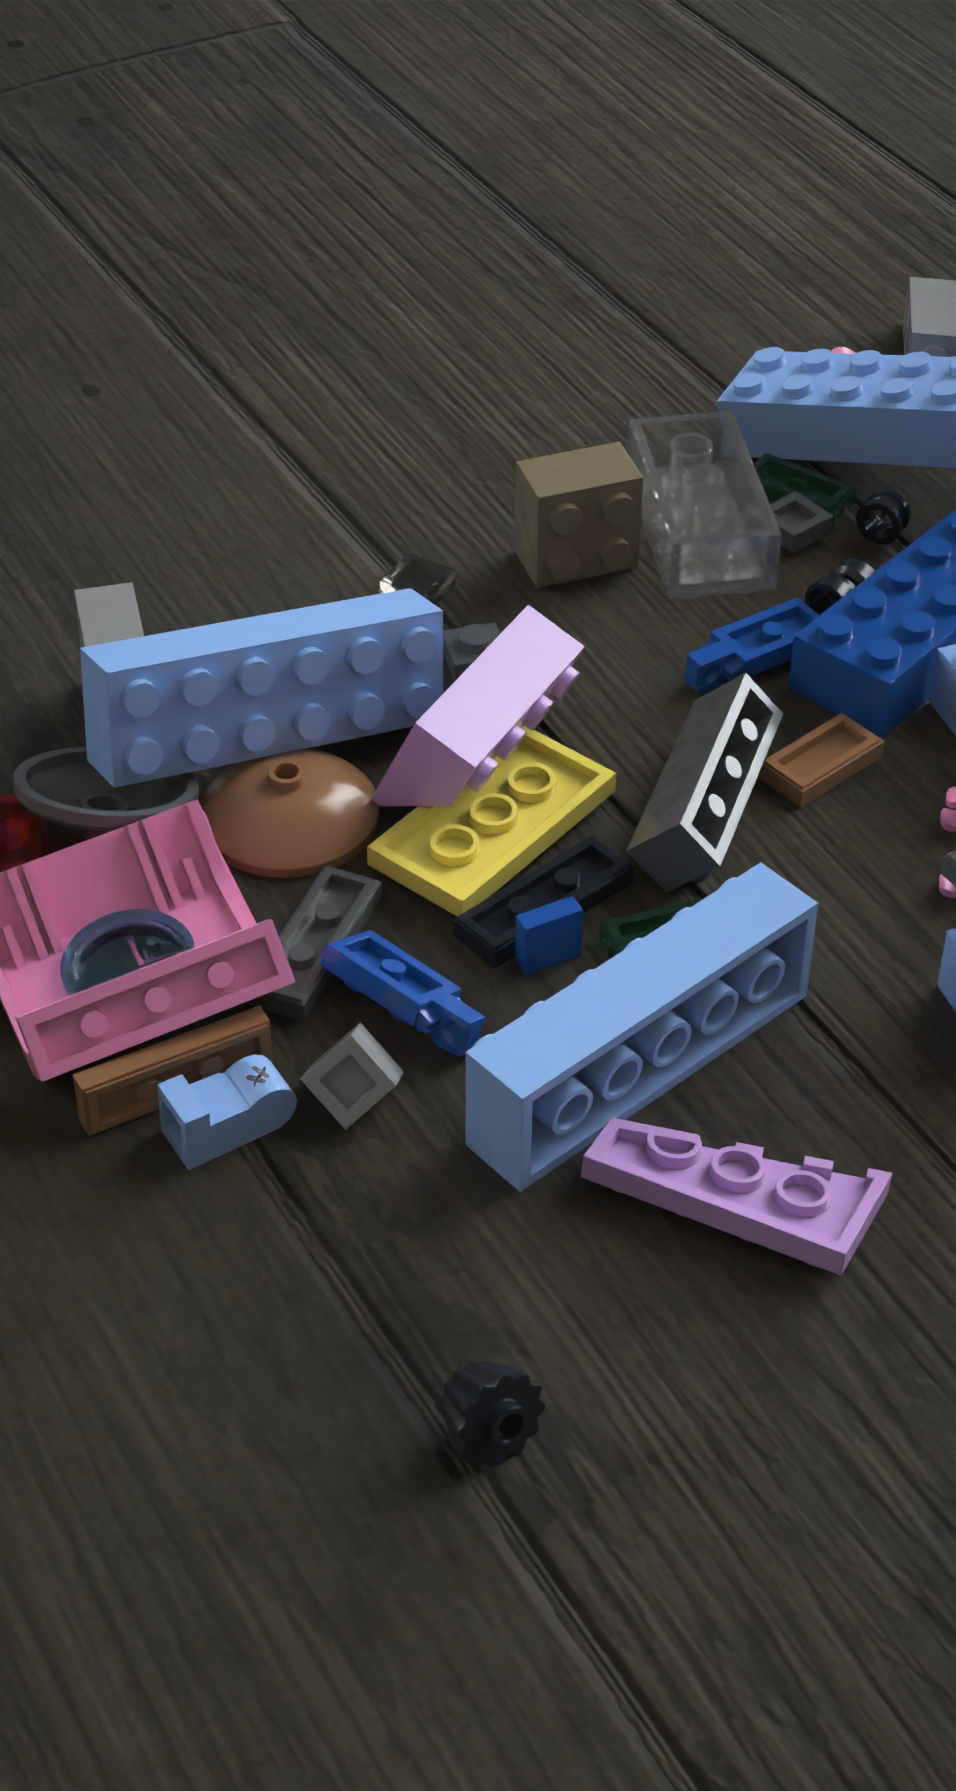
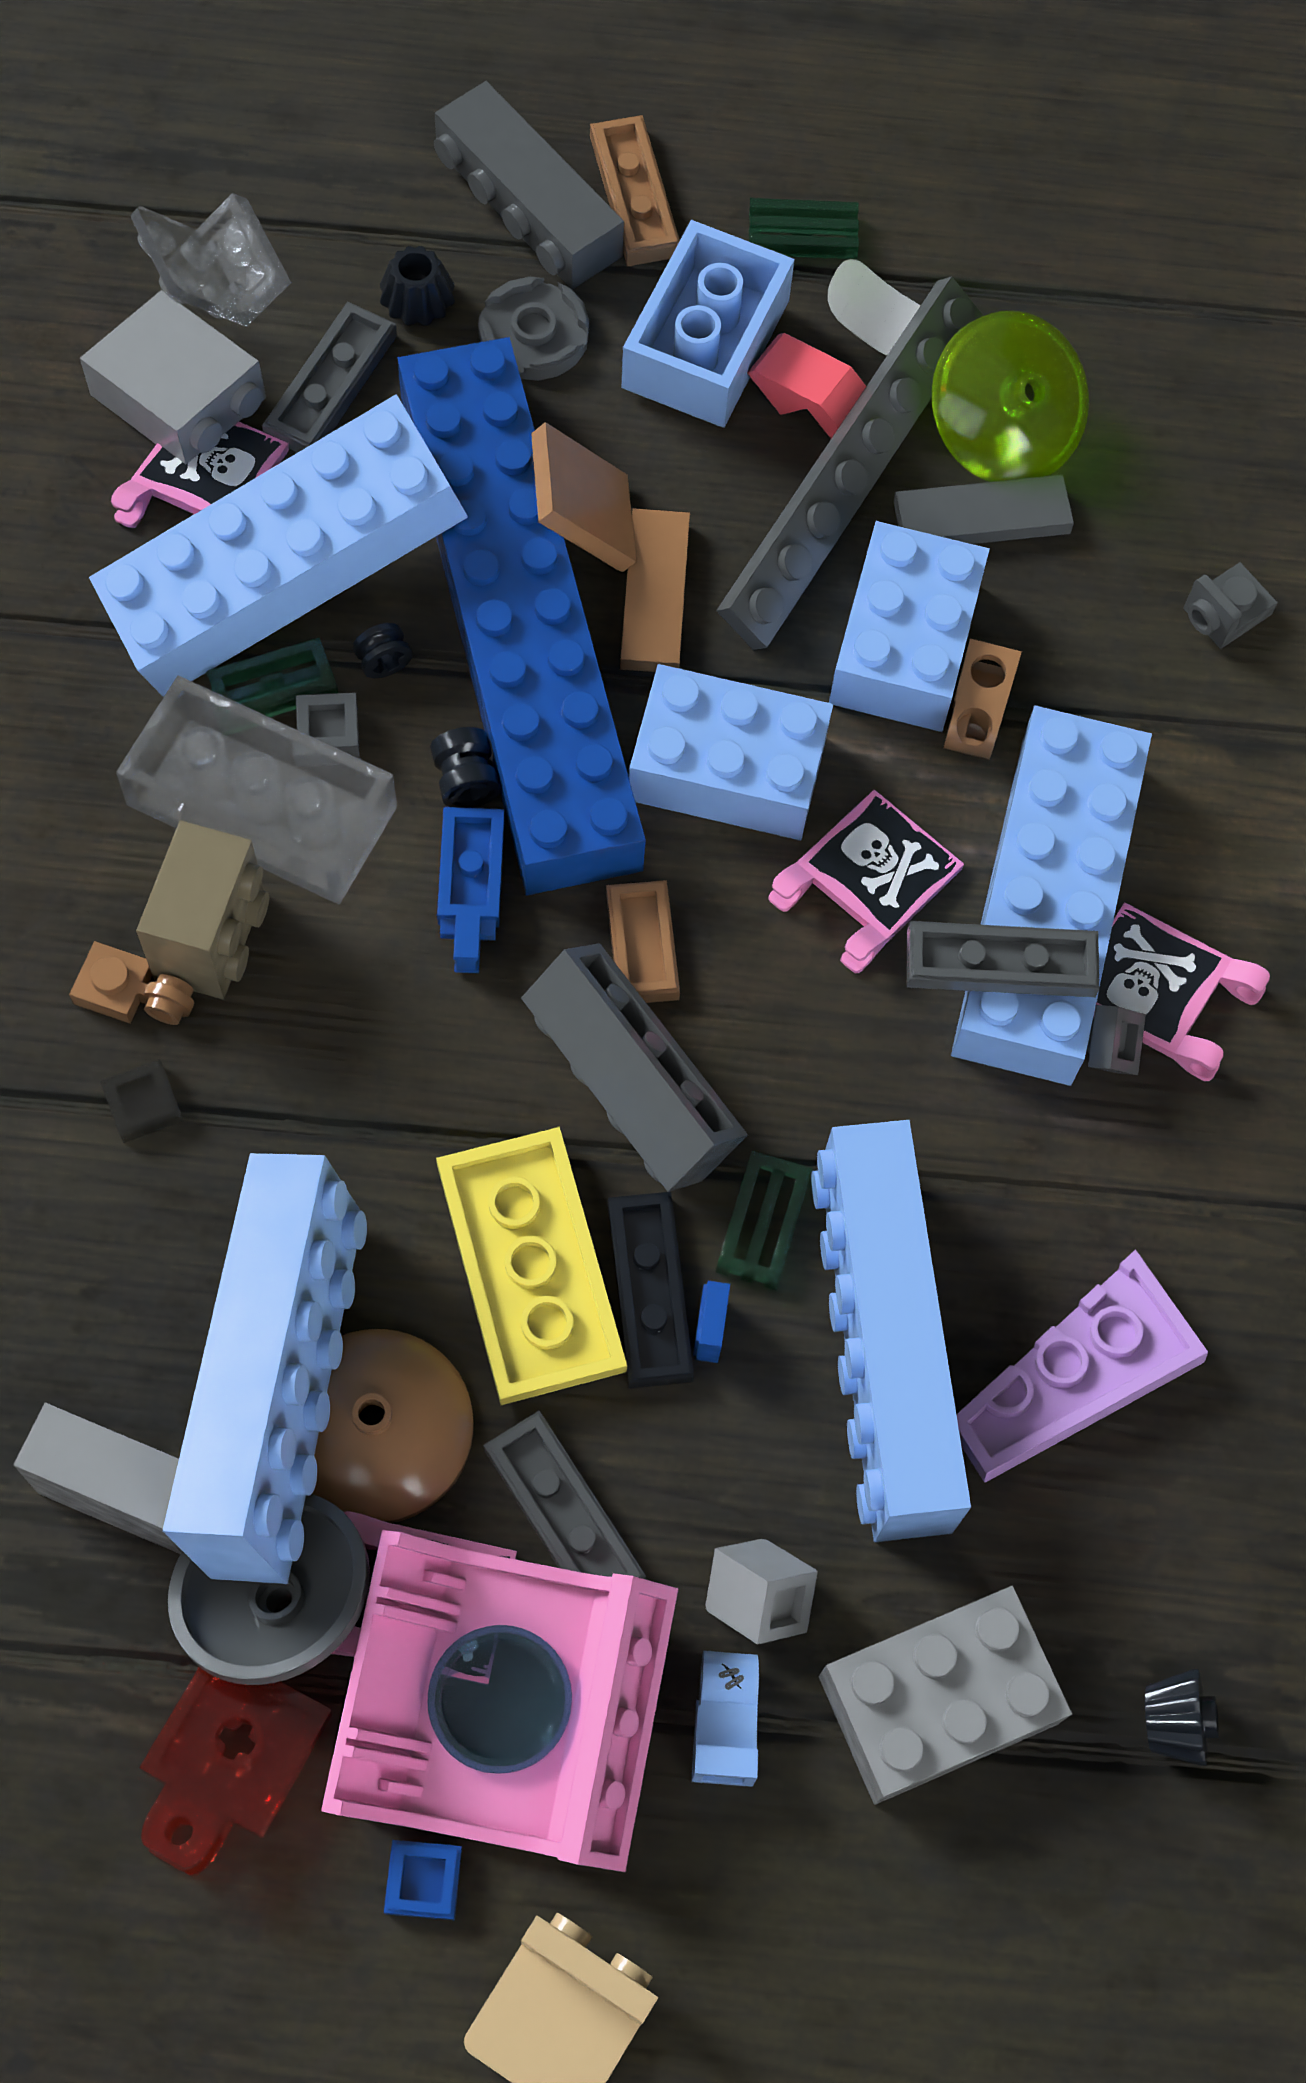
camera: 60 degrees left, 25 degrees up
(128, 1084) = (655, 1783): medium nougat tile -> none
(363, 1228) = (943, 1694): none -> light grey brick
(405, 988) = (687, 1481): blue hinge -> none
(466, 644) = (284, 1119): dark grey plate -> none
(482, 714) = (426, 1197): lavender slope -> none
(490, 532) = (118, 981): none -> medium nougat plate

